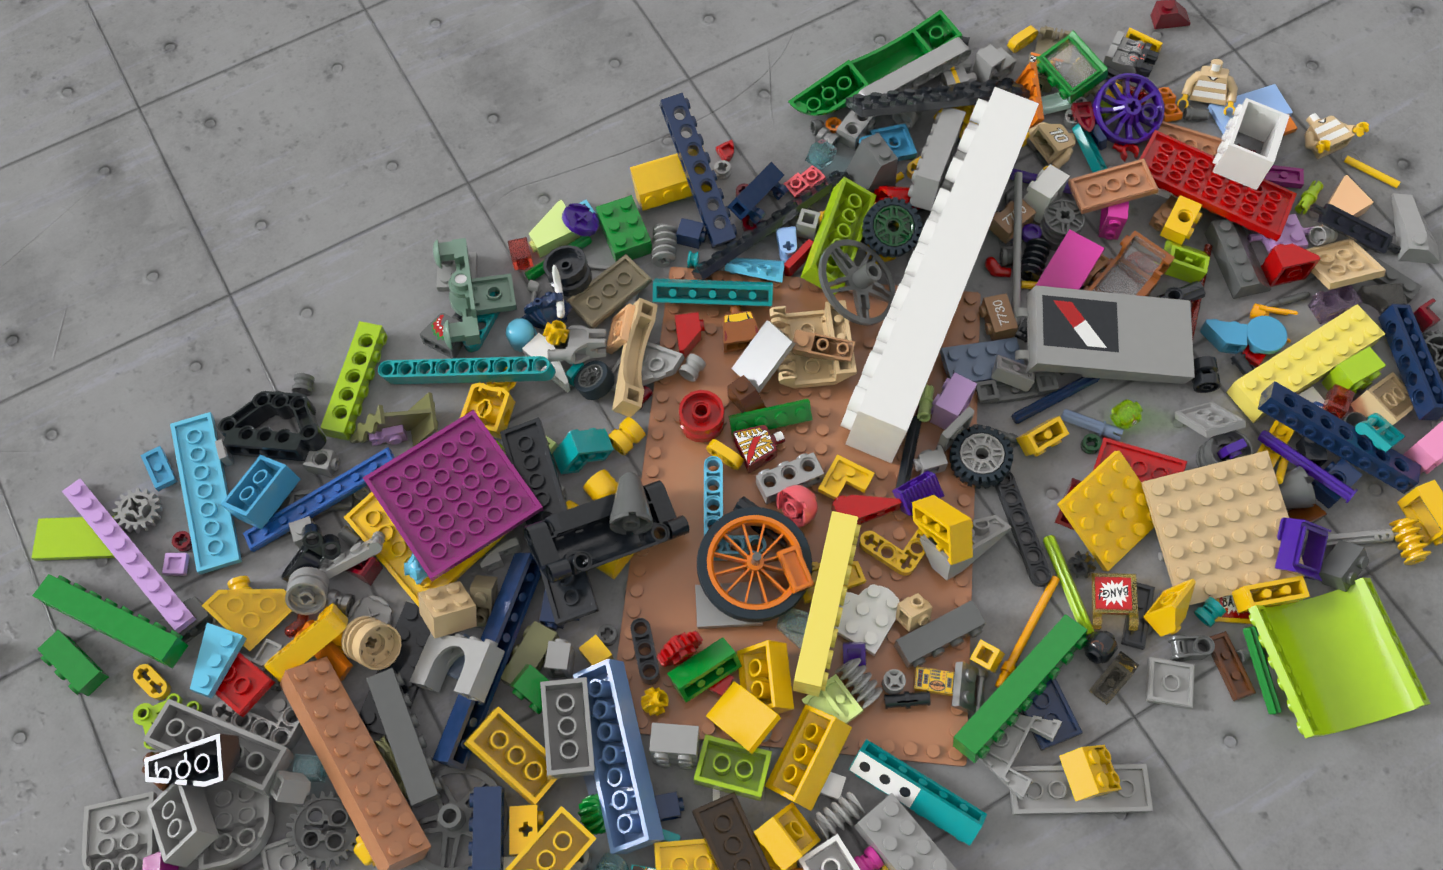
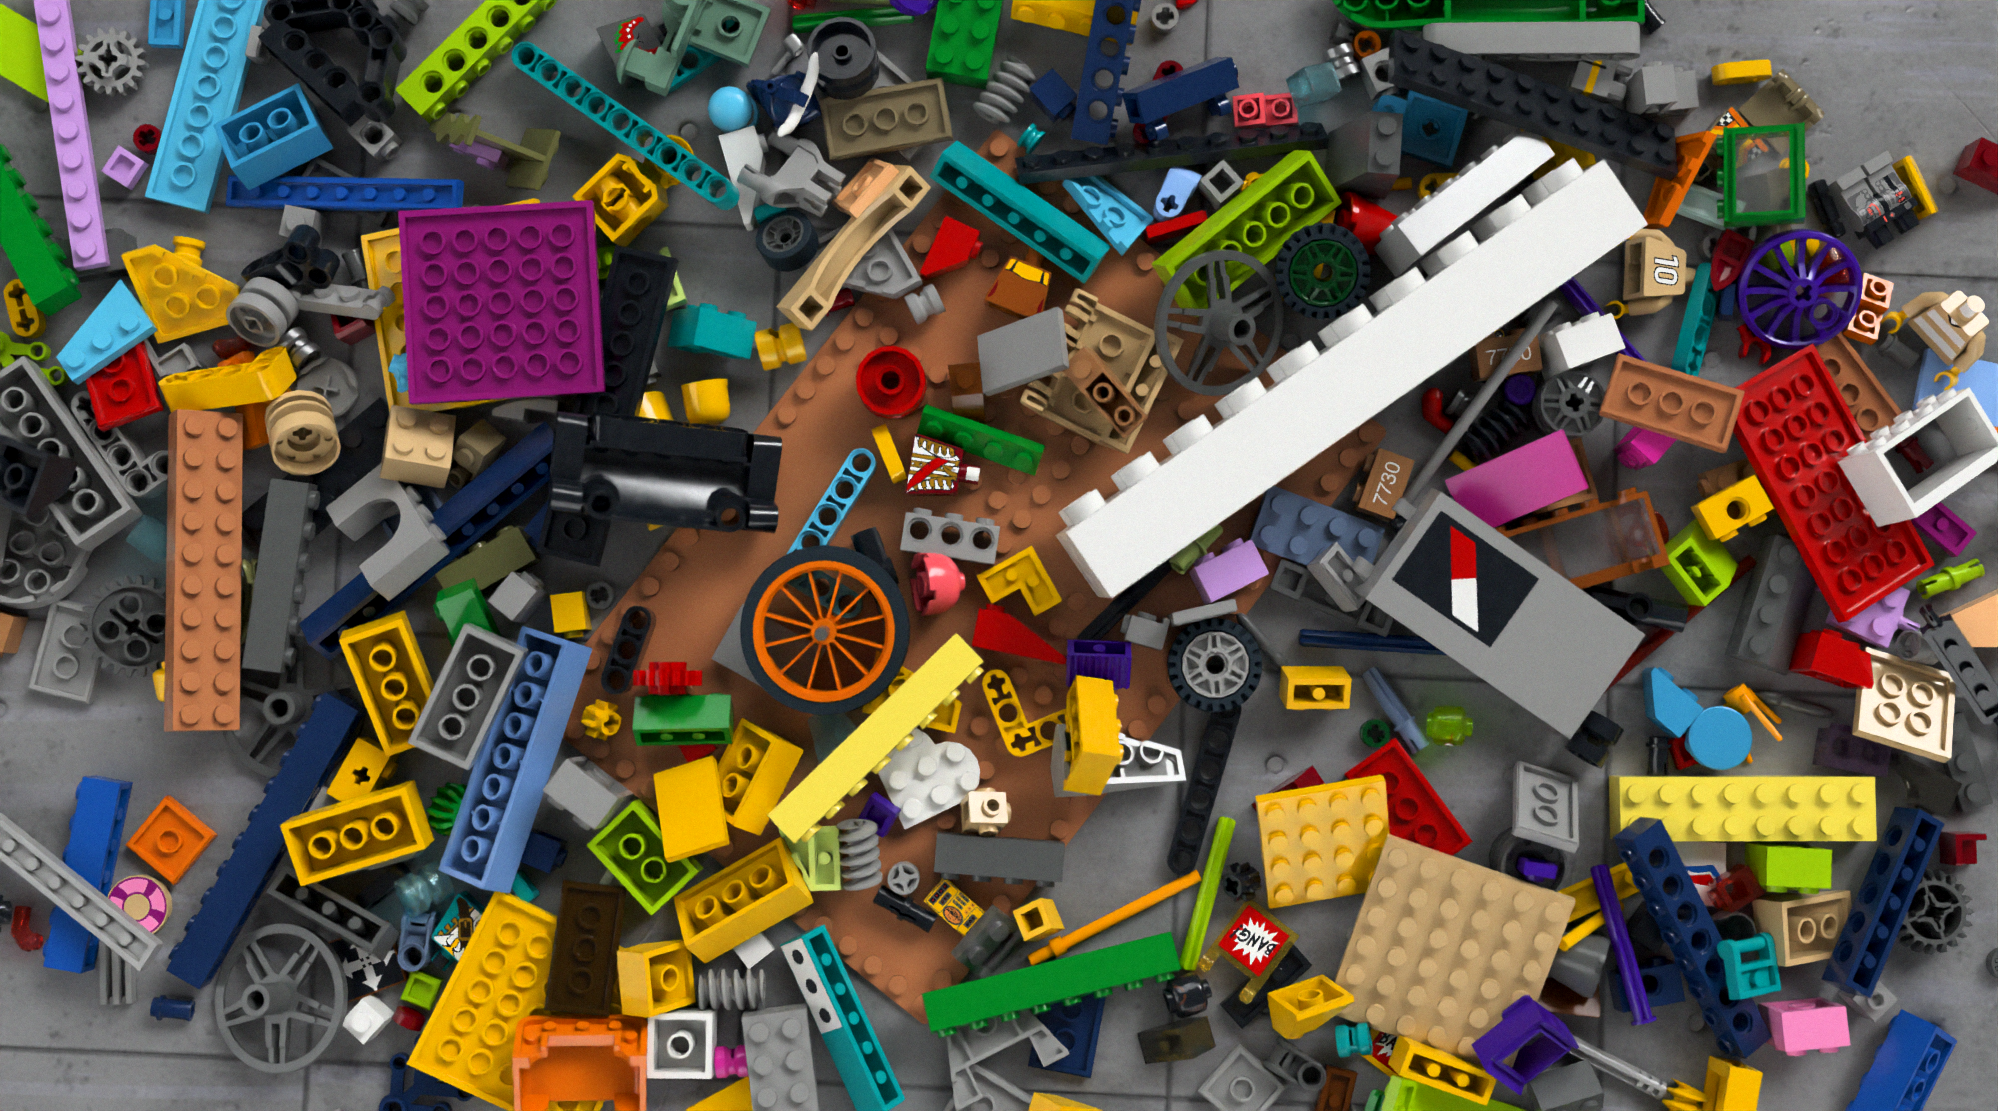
camera: 30 degrees right, 20 degrees up
(278, 705) = (156, 436): light grey plate -> none
(290, 787) = (113, 557): light grey brick -> none
(556, 332) = (771, 145): yellow gear -> none
(630, 506) = (712, 460): dark grey cone -> none
(795, 569) = (866, 672): orange tile -> none

